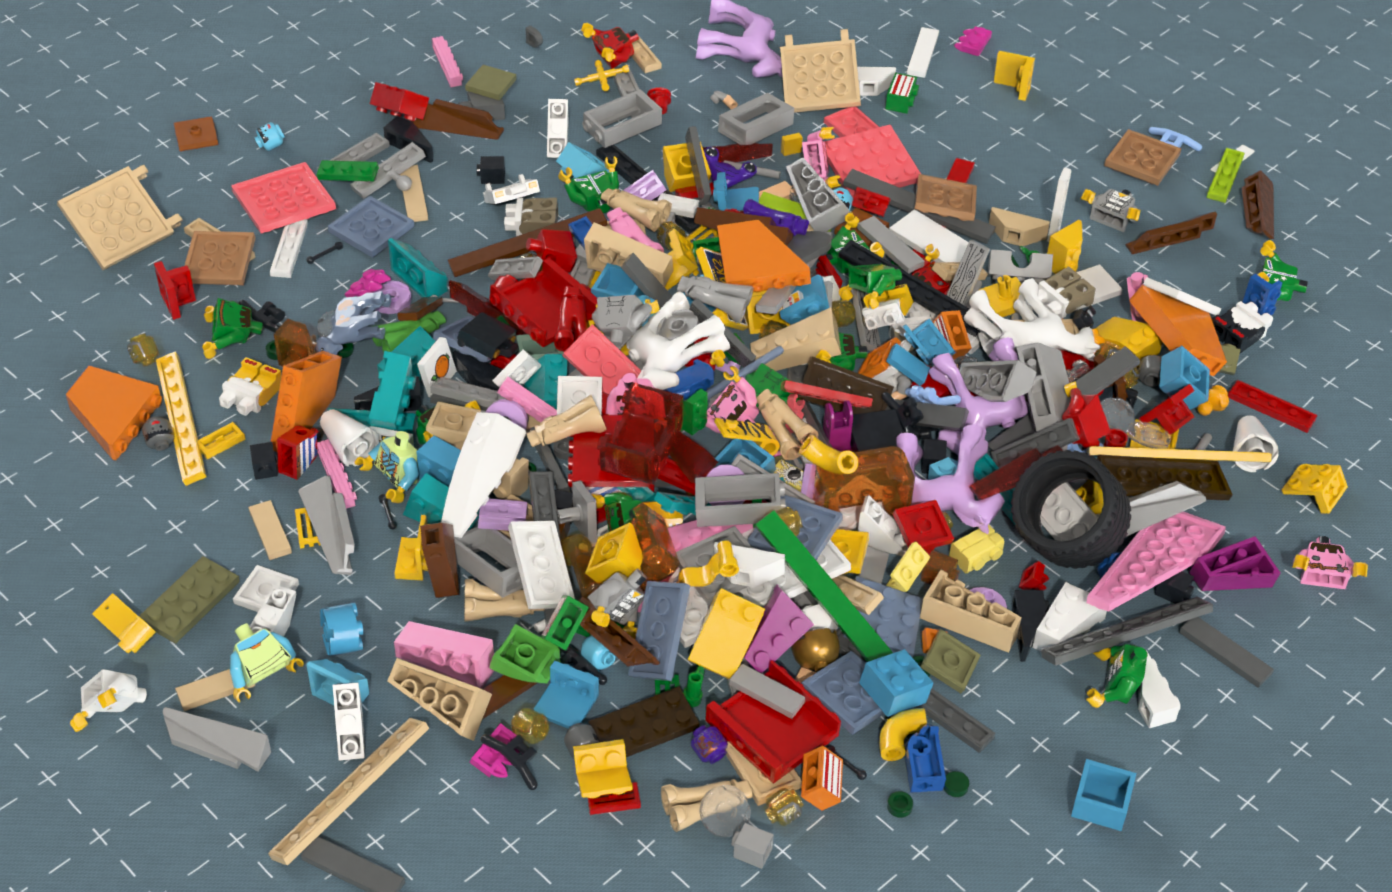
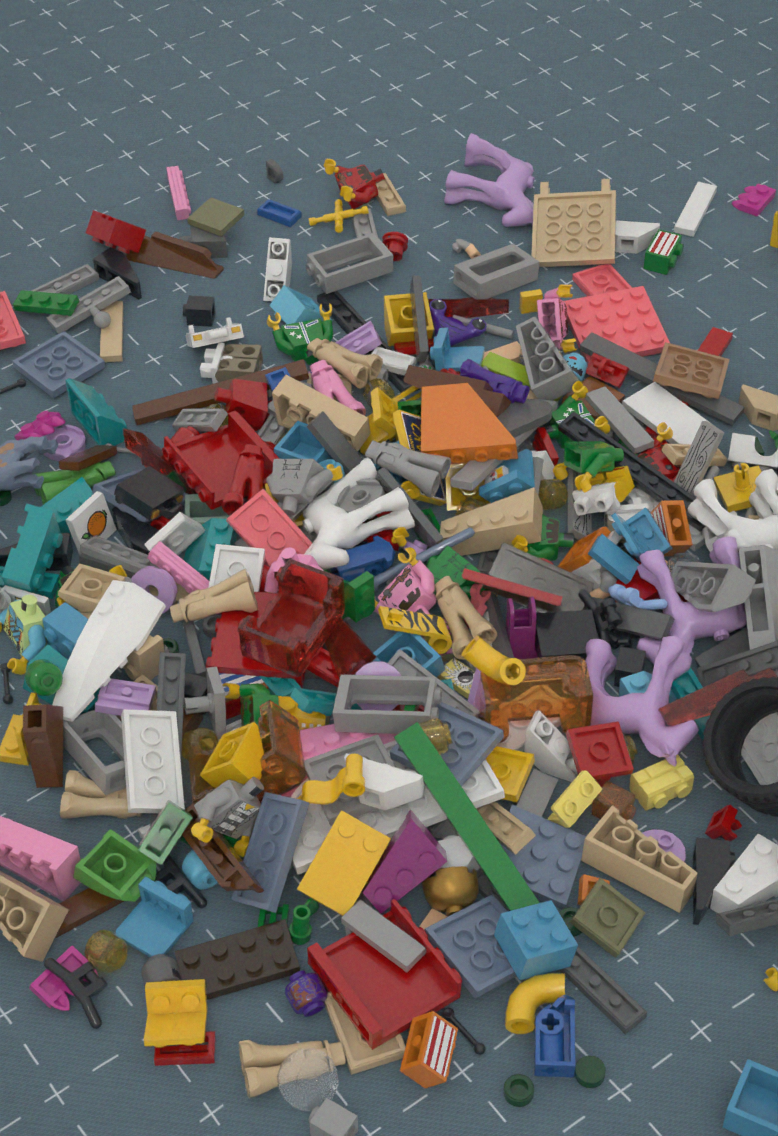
camera: 10 degrees right, 0 degrees up
(431, 501) = (43, 677): none -> green head
(545, 75) = (279, 213): none -> blue tile
(783, 806) = (378, 1080): clear yellow head -> none

